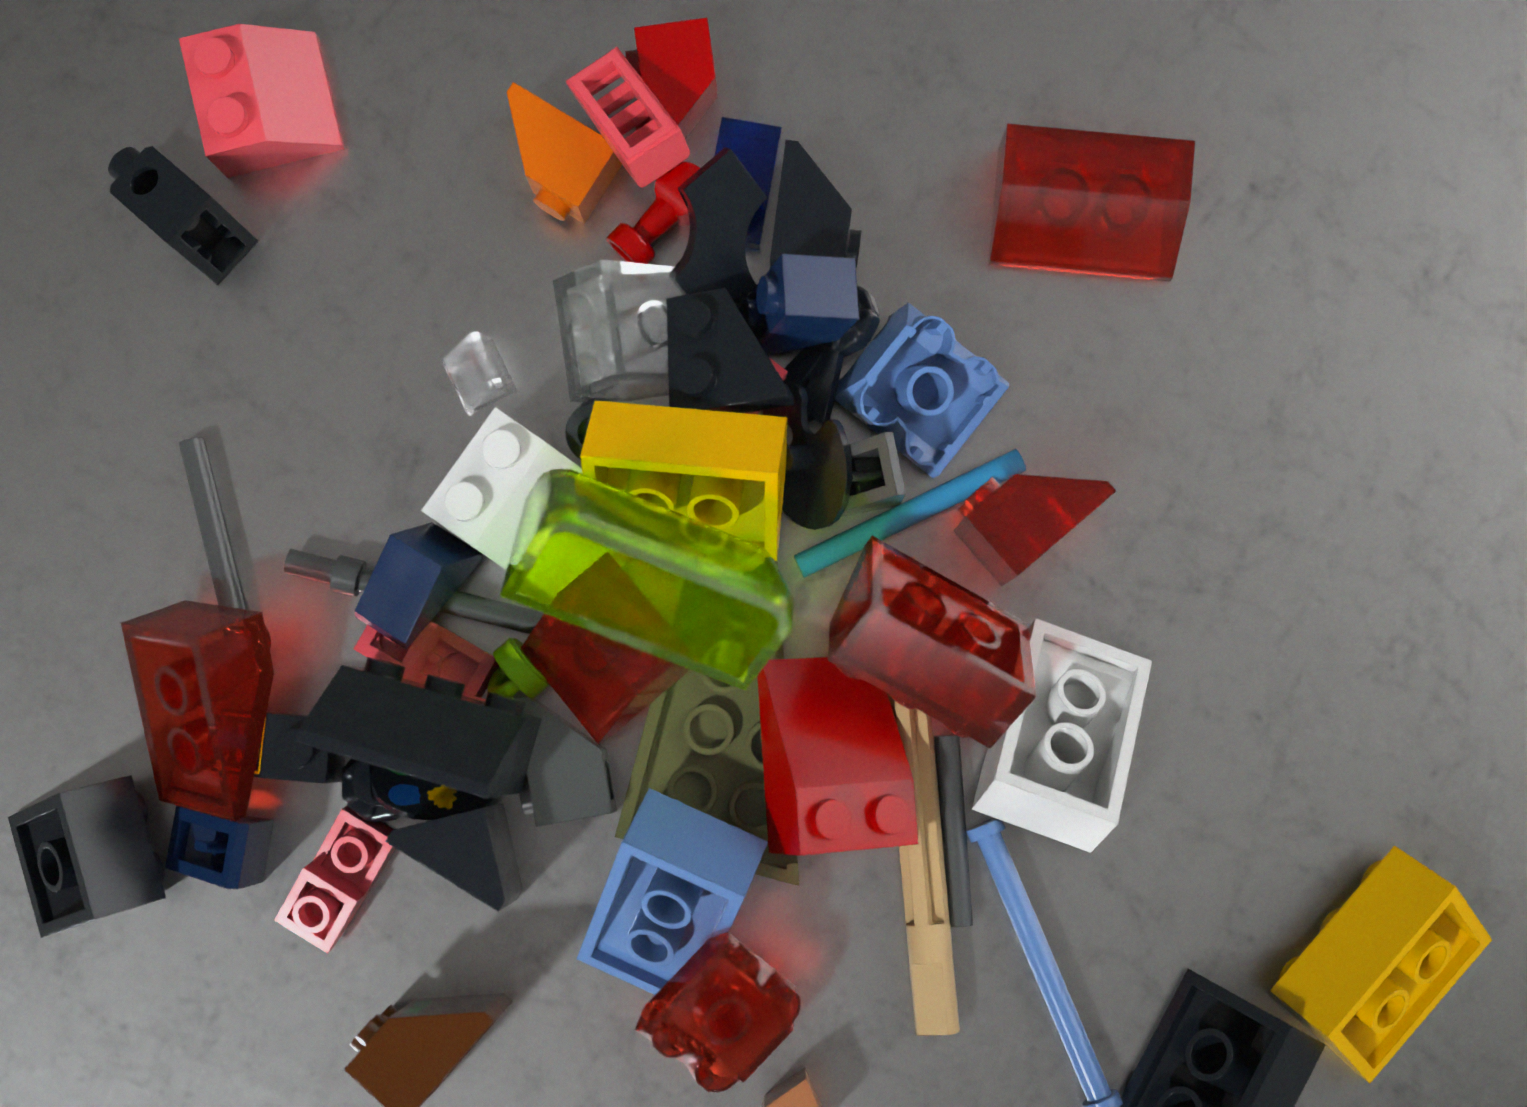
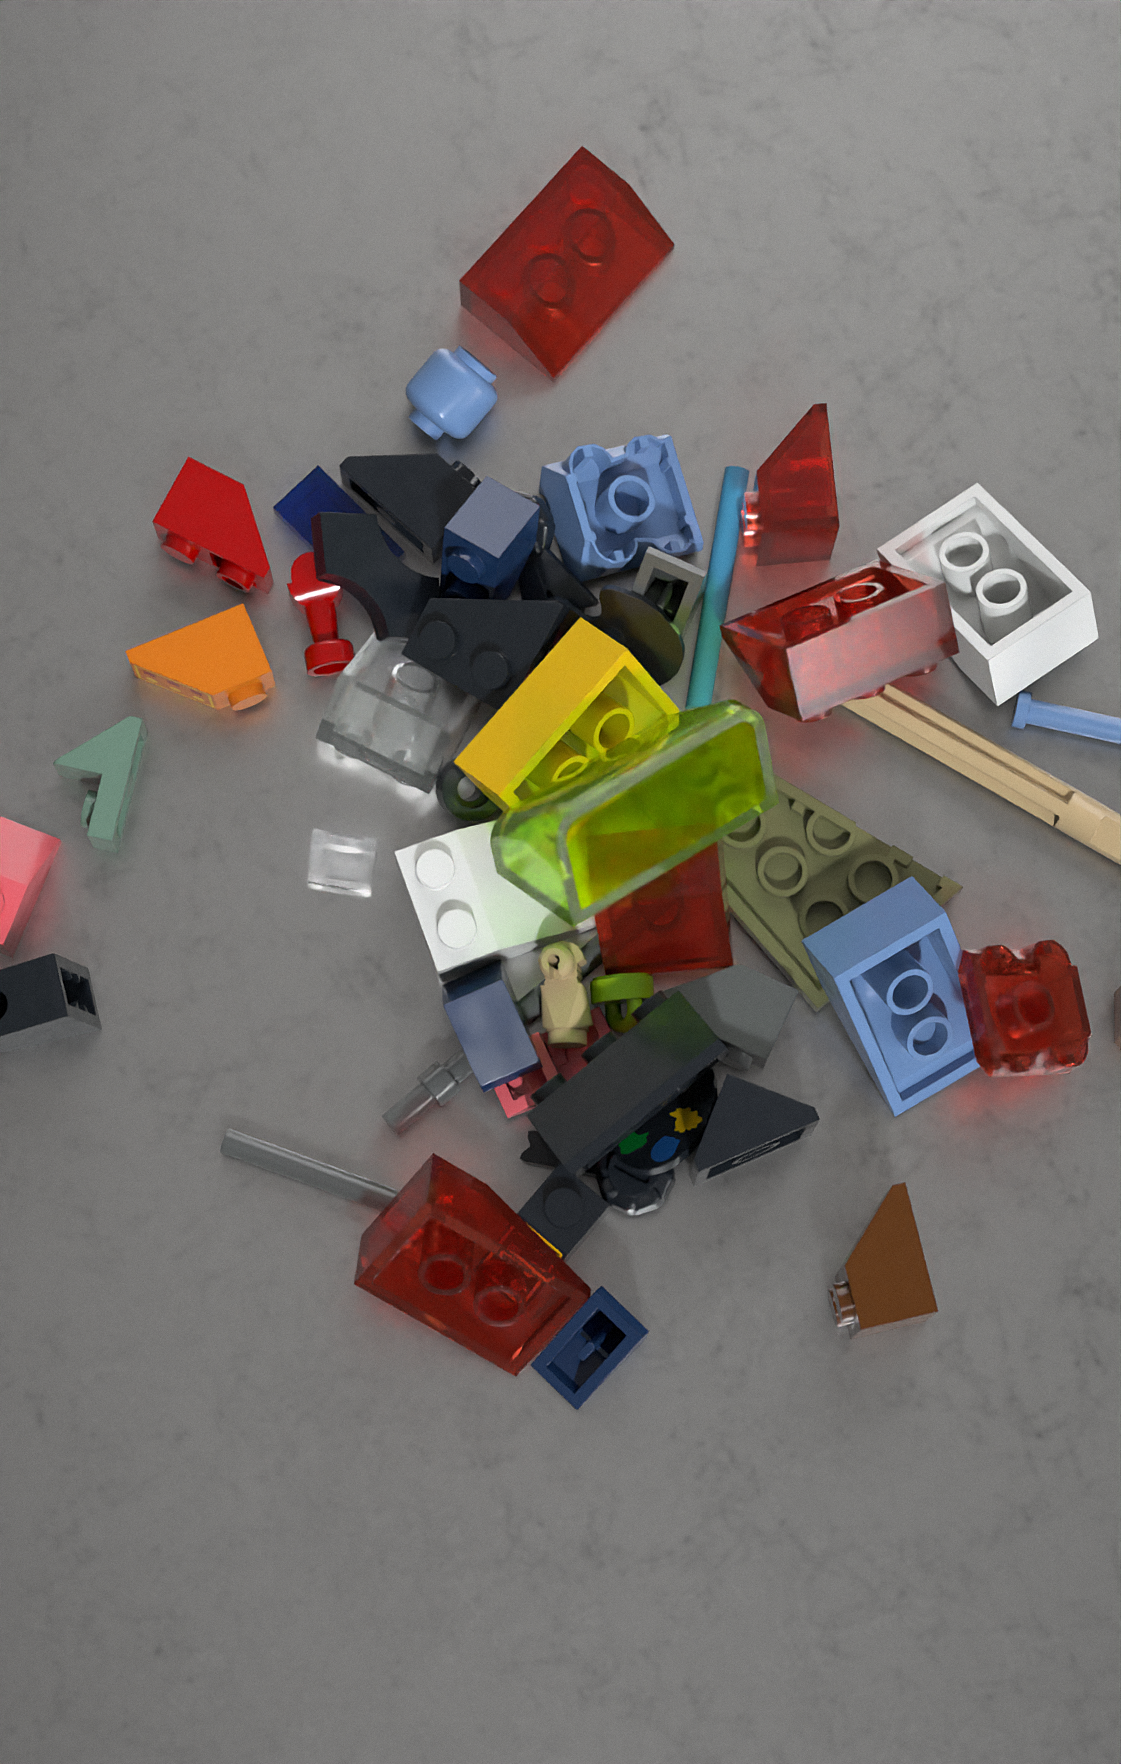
camera: 60 degrees left, 5 degrees down
(87, 855) = (522, 1464): black slope -> none
(336, 880) = (690, 1266): coral slope -> none
(425, 145) = (113, 764): none -> sand green slope
(475, 627) = (564, 996): none -> tan arm
(650, 149) = (279, 577): coral slope -> none
(831, 762) = (881, 786): red slope -> none
(915, 188) = (451, 393): none -> medium blue head
(954, 829) = (1002, 733): dark grey bar -> none

